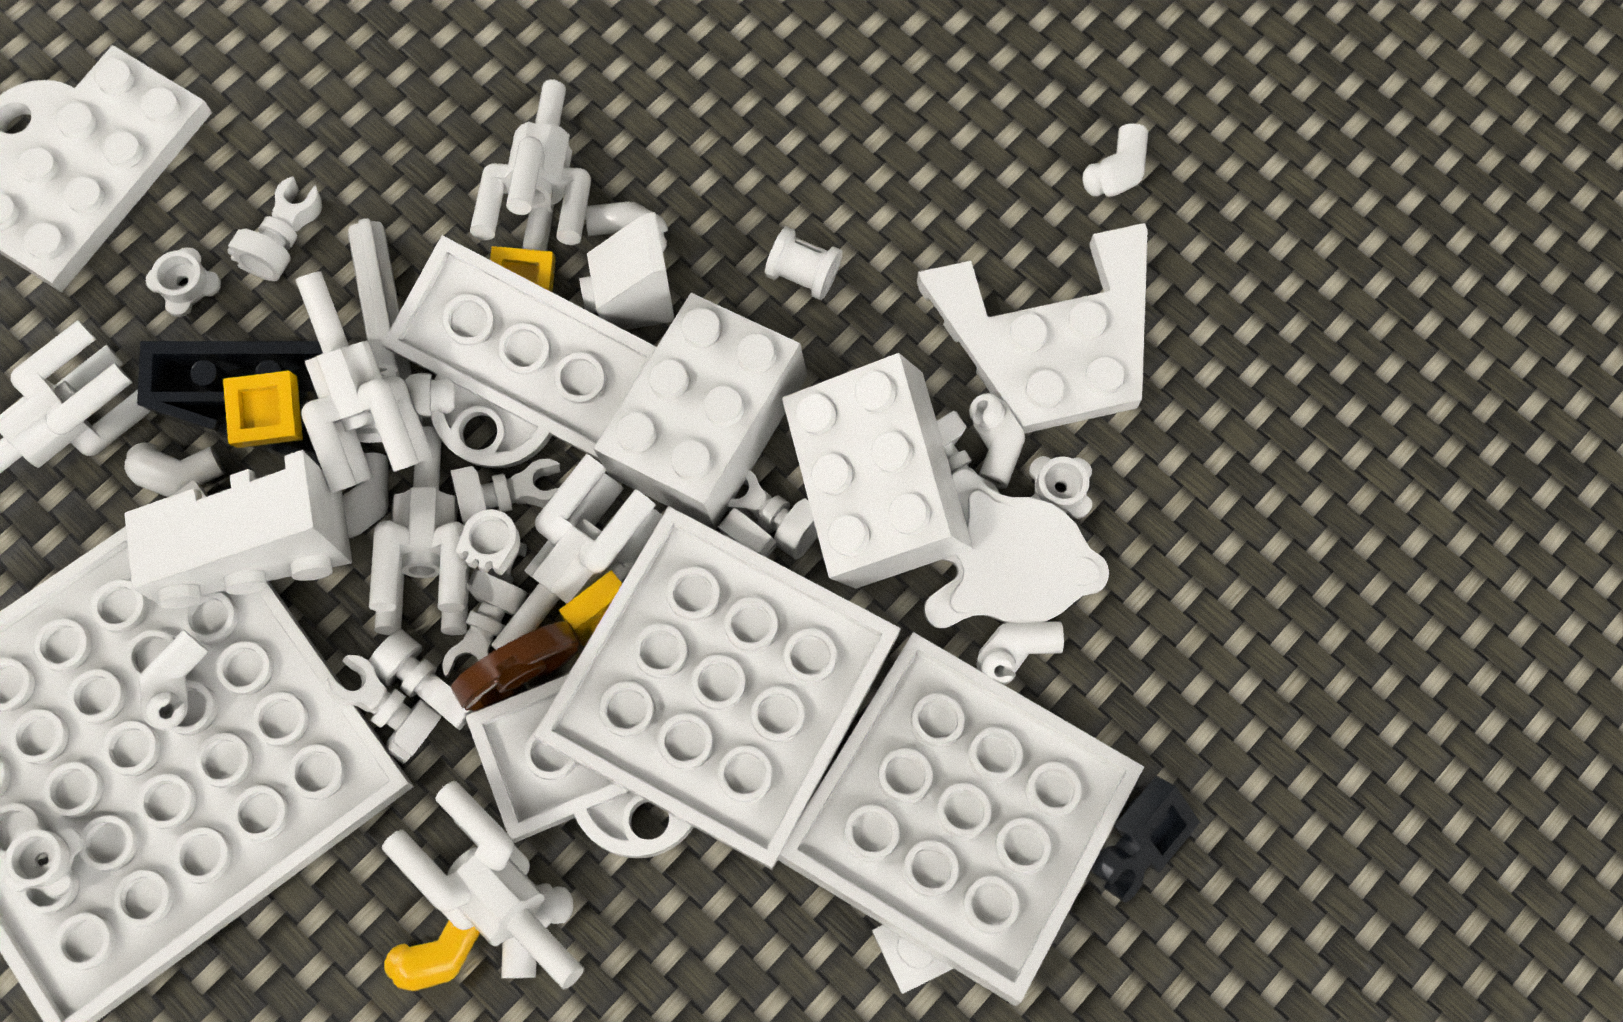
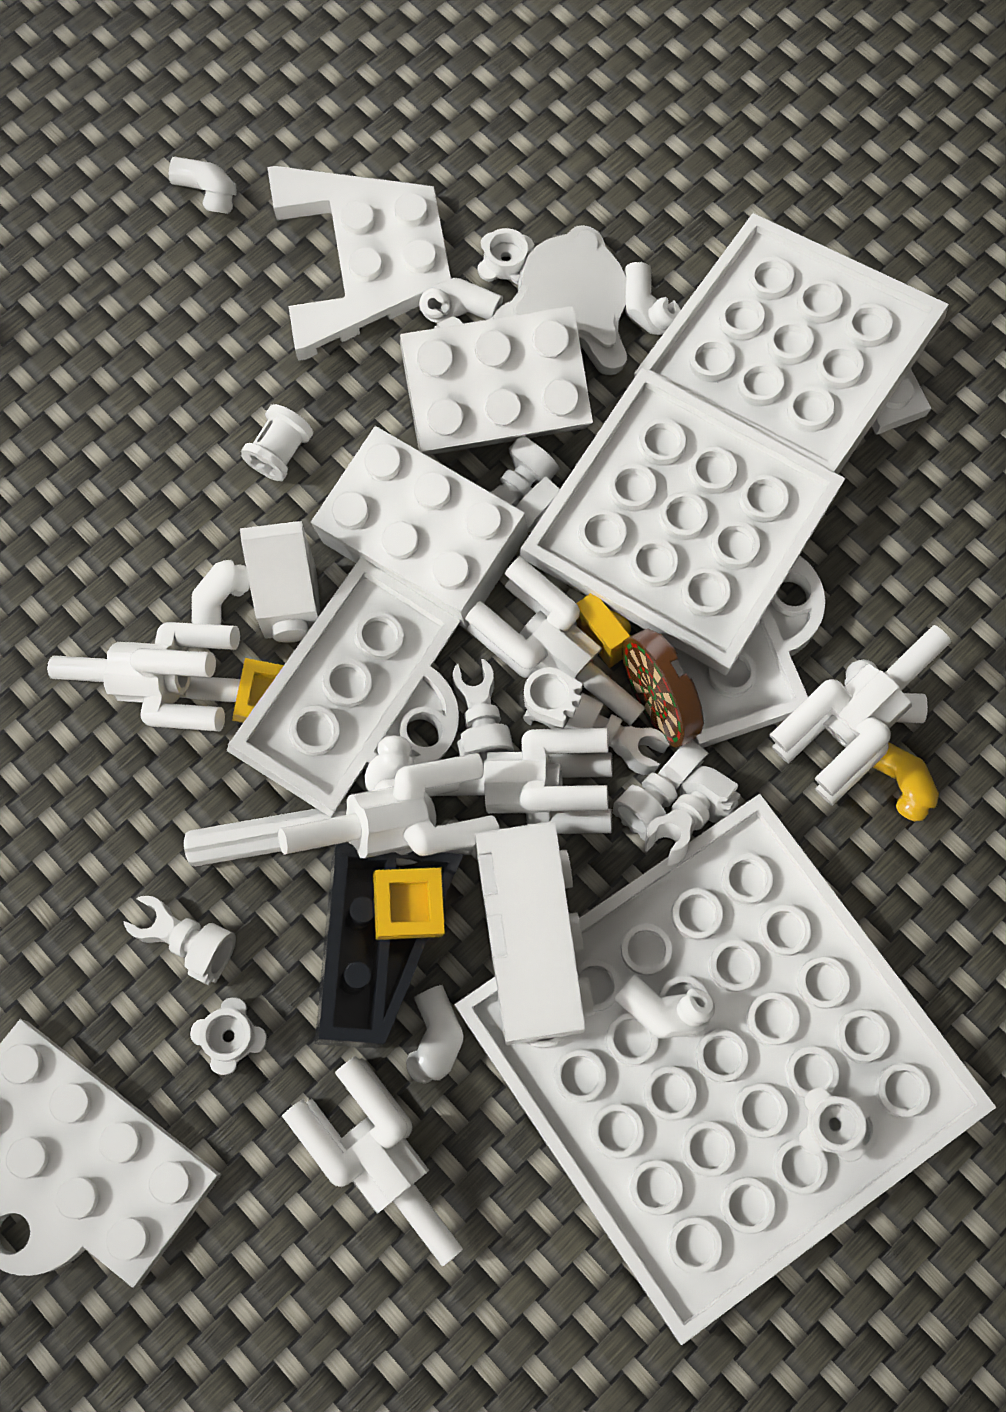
camera: 85 degrees left, 0 degrees up
(1151, 835) = (804, 217): black plate -> none

